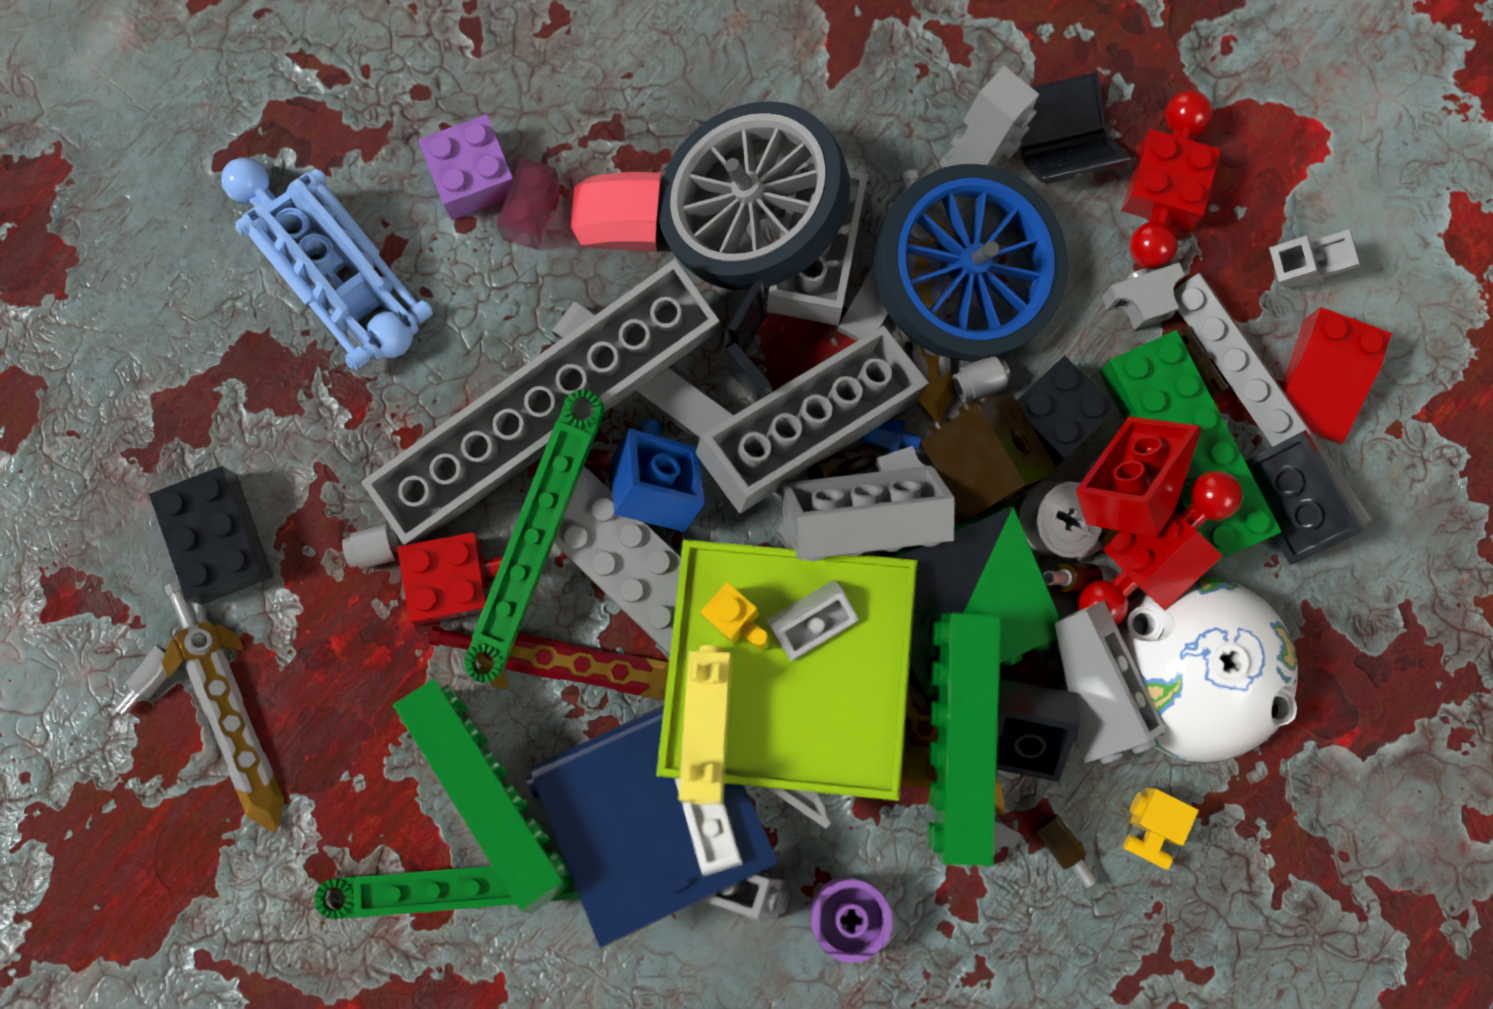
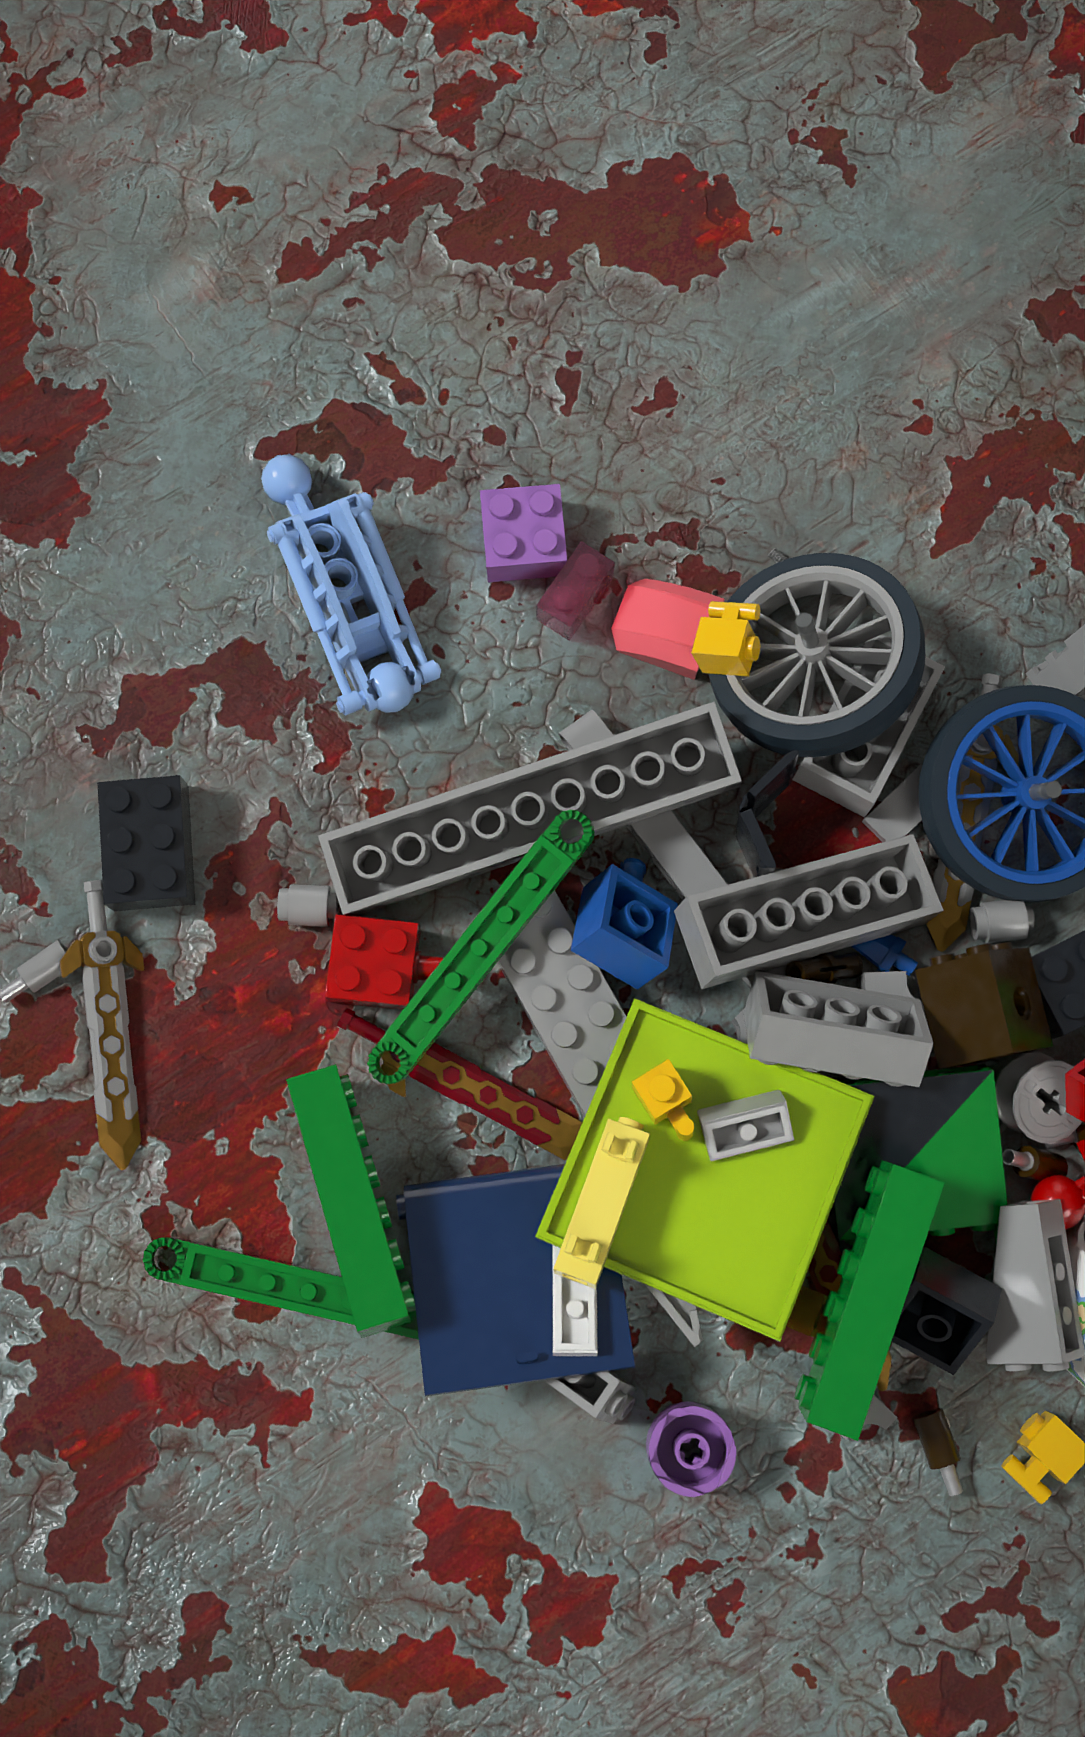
camera: 20 degrees right, 0 degrees up
(671, 205) = (726, 639): none -> yellow brick

